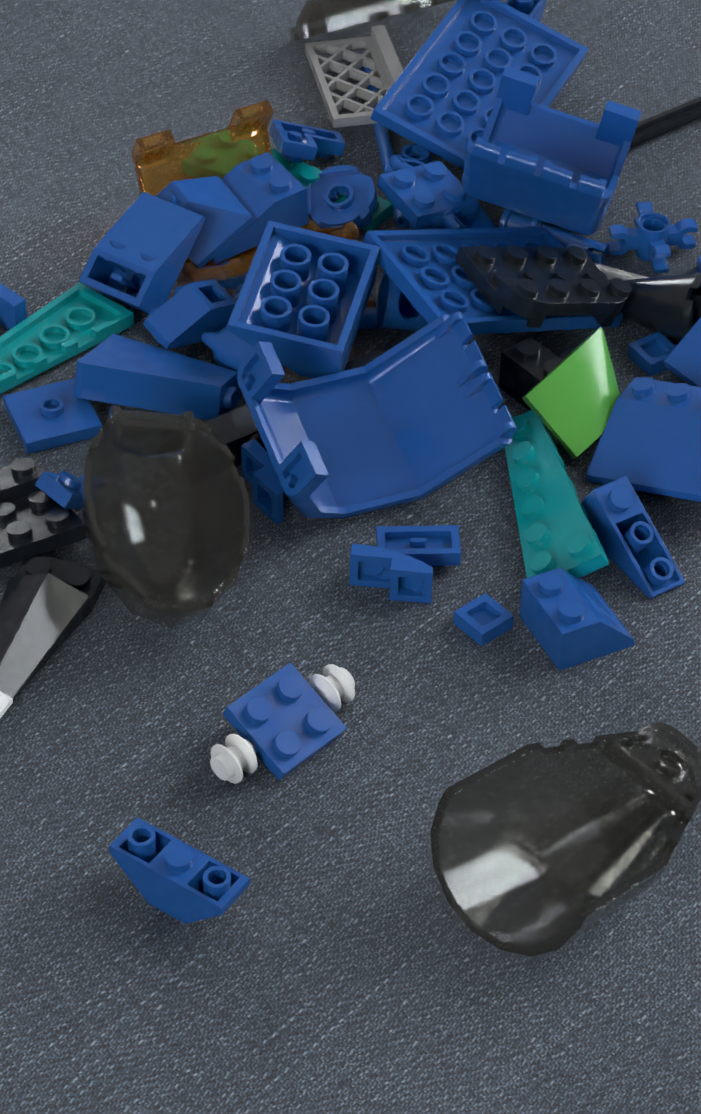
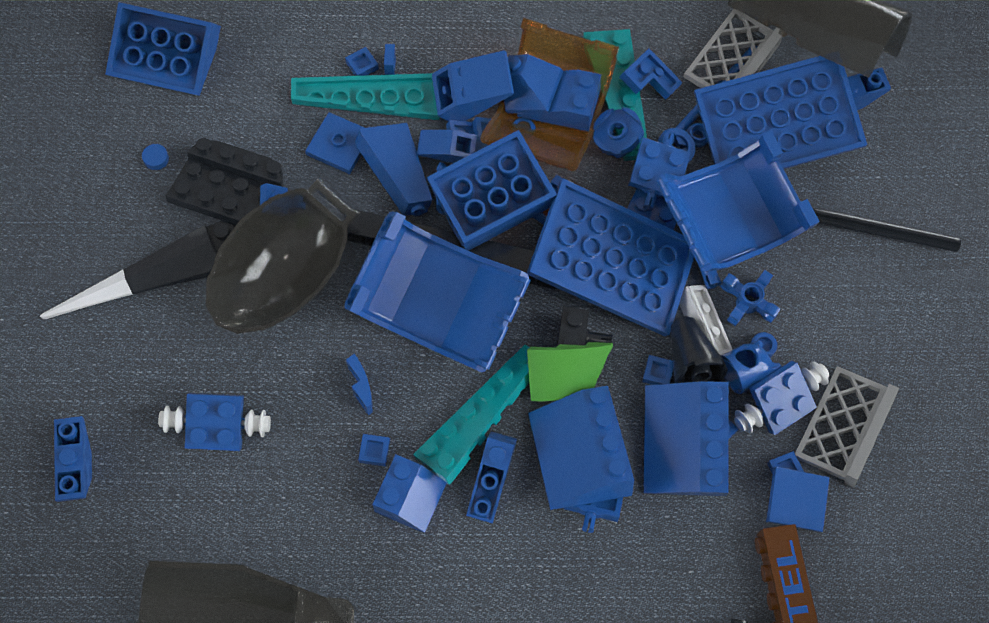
camera: 45 degrees right, 25 degrees up
(430, 544) = (395, 379): blue plate -> none
(543, 282) = (633, 285): black plate -> none

